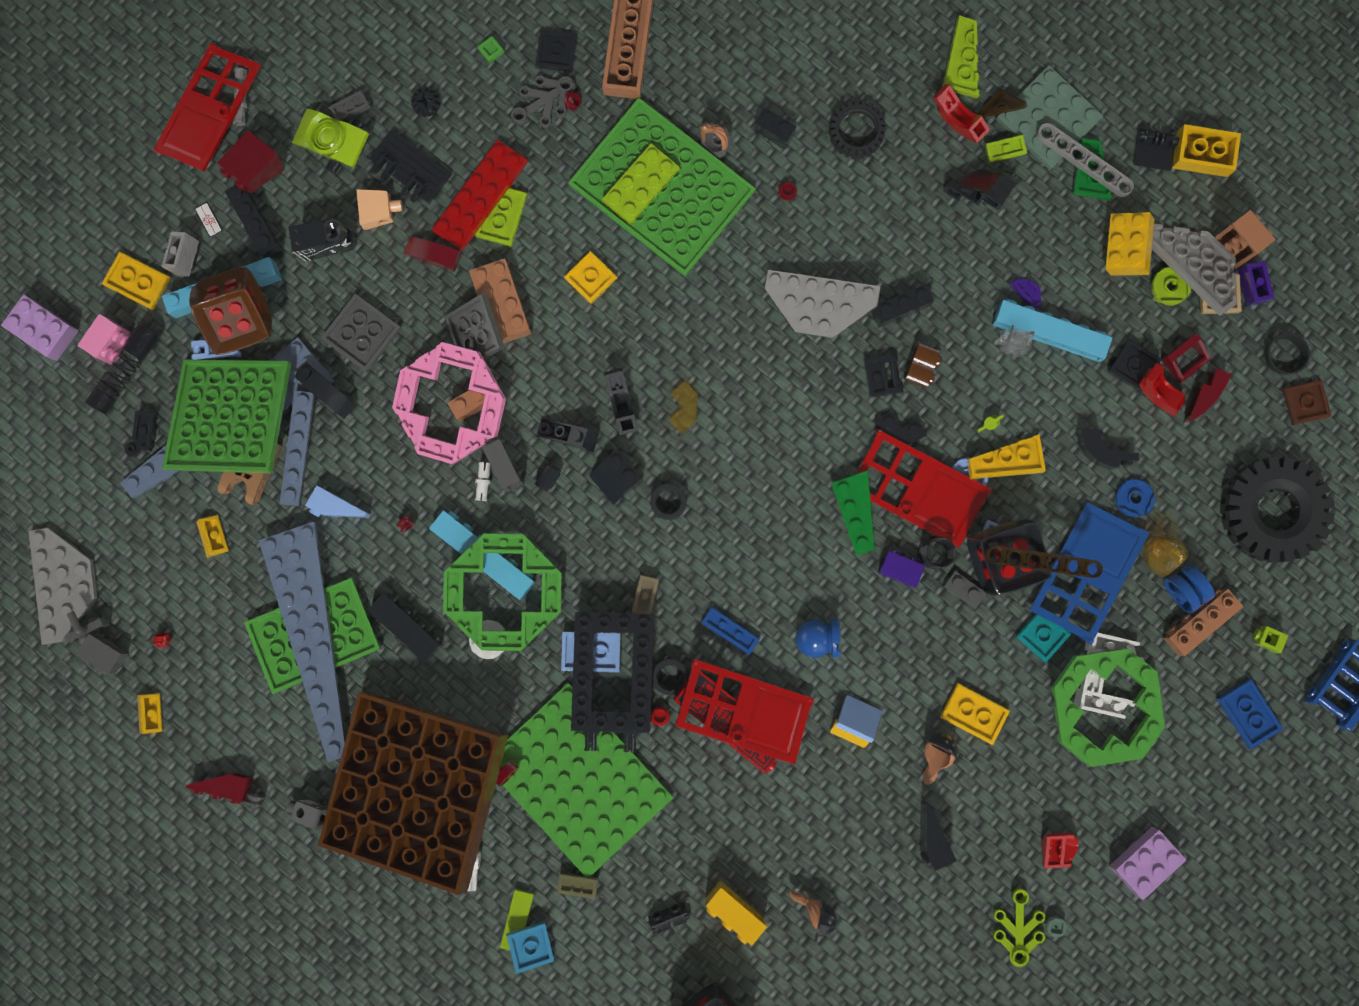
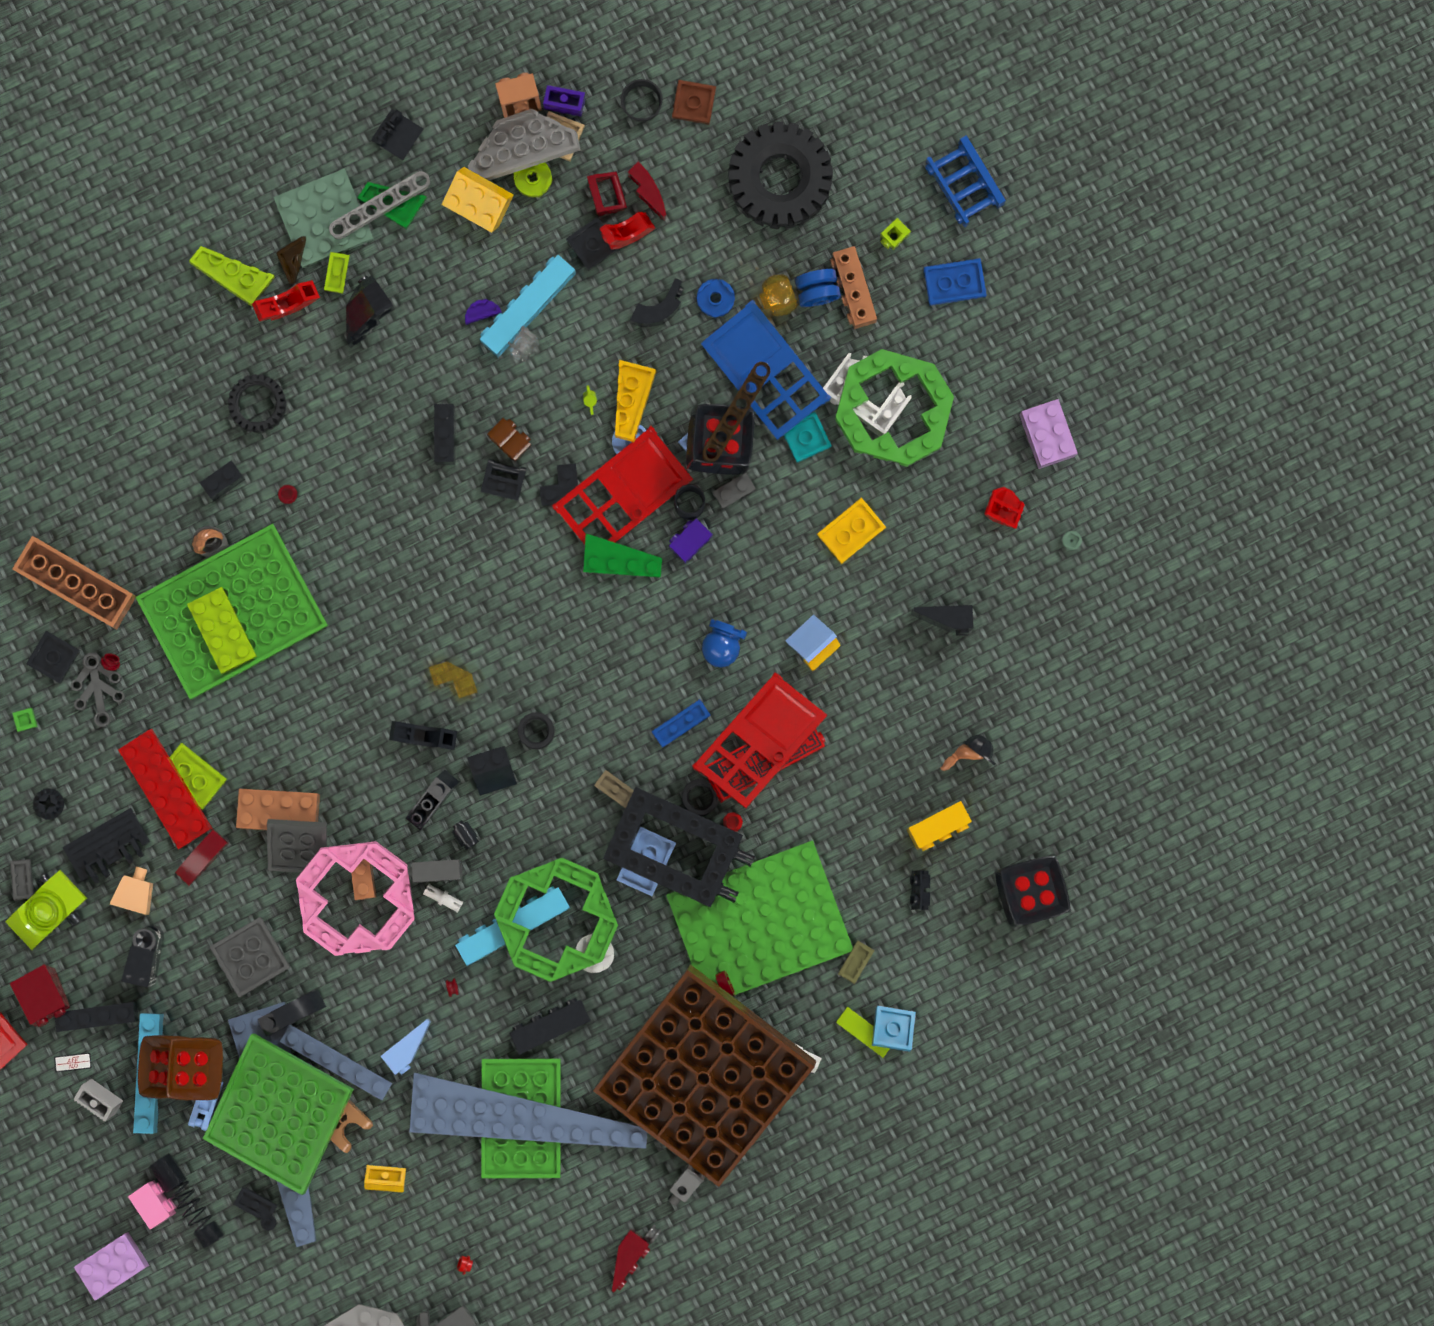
camera: 75 degrees left, 0 degrees up
(136, 280) = (103, 1156): yellow tile -> none
(149, 713) = (529, 1304): yellow slope -> none
(590, 277) = (290, 715): yellow tile -> none
(820, 304) = (409, 511): light grey plate -> none
(940, 753) = (873, 578): nougat piece -> none
(1020, 930) = (1062, 575): lime plant -> none
(1206, 150) = (419, 89): yellow brick -> none

